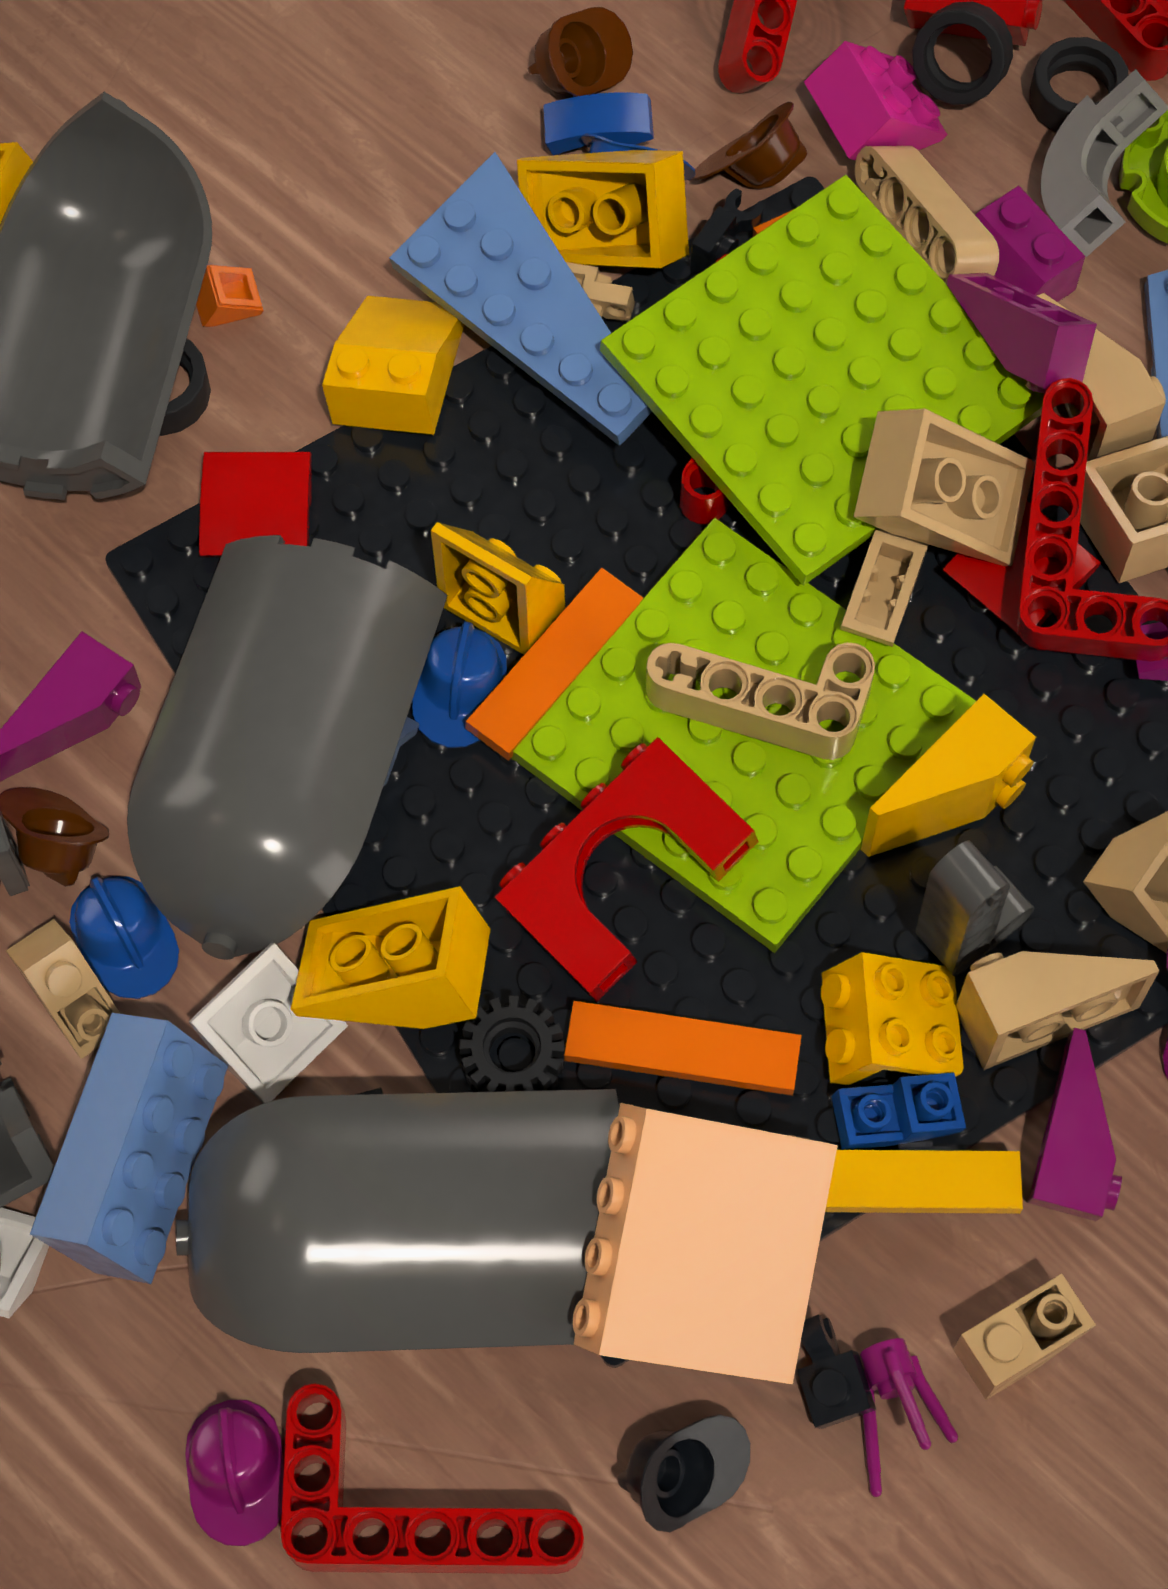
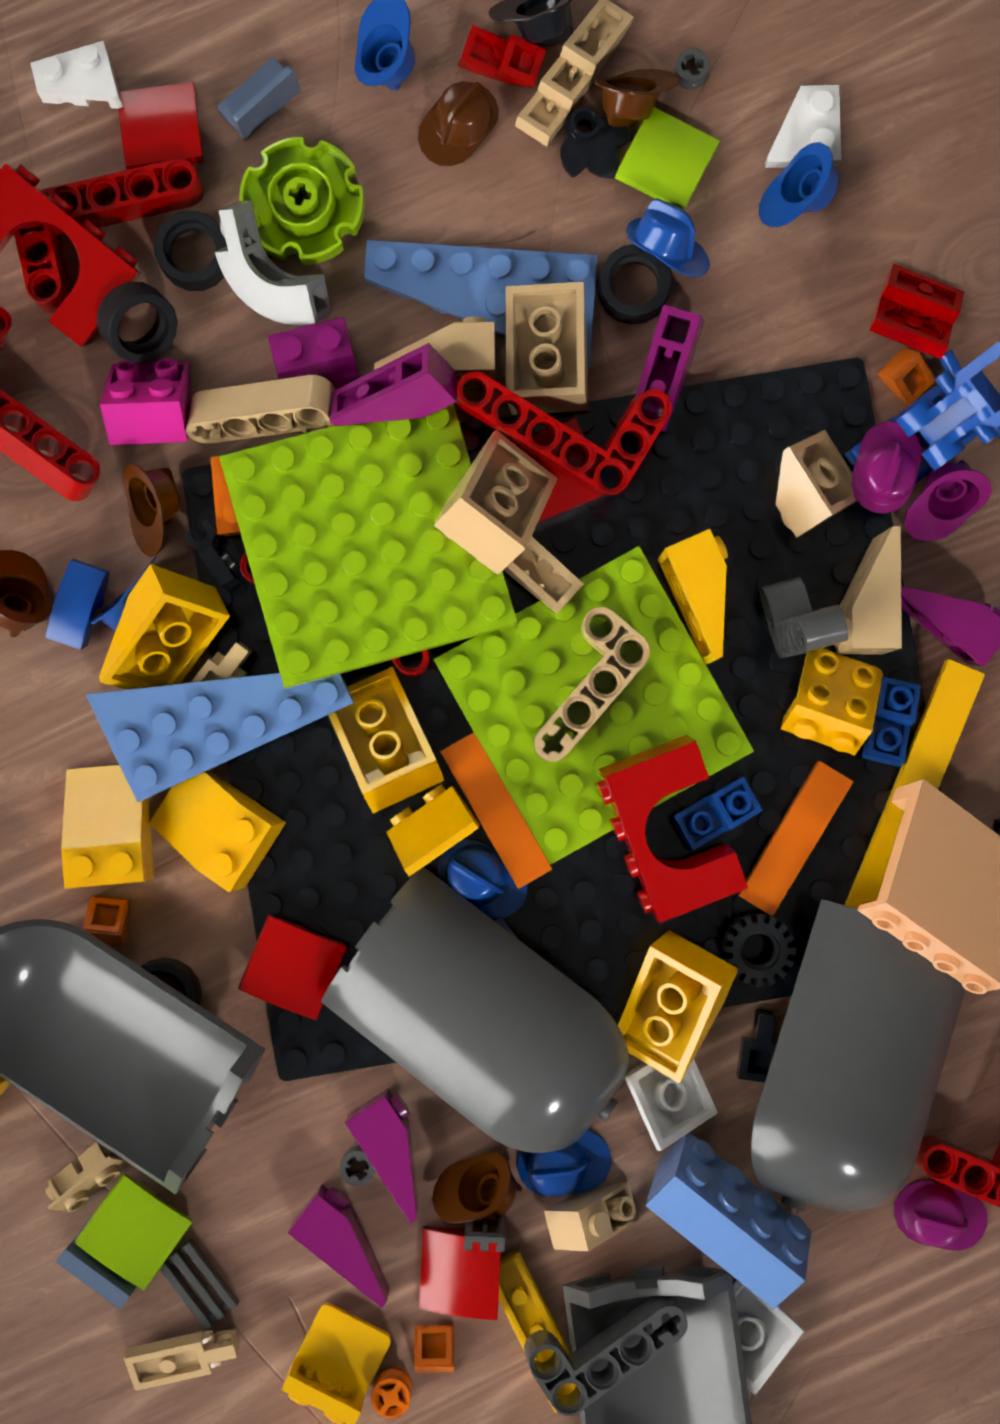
camera: 70 degrees left, 20 degrees up
(17, 670) = (355, 1178): none -> dark grey bush
(333, 249) = (104, 830): none -> yellow slope
(582, 500) = (385, 742): none -> yellow slope
(669, 934) = (716, 814): none -> blue slope

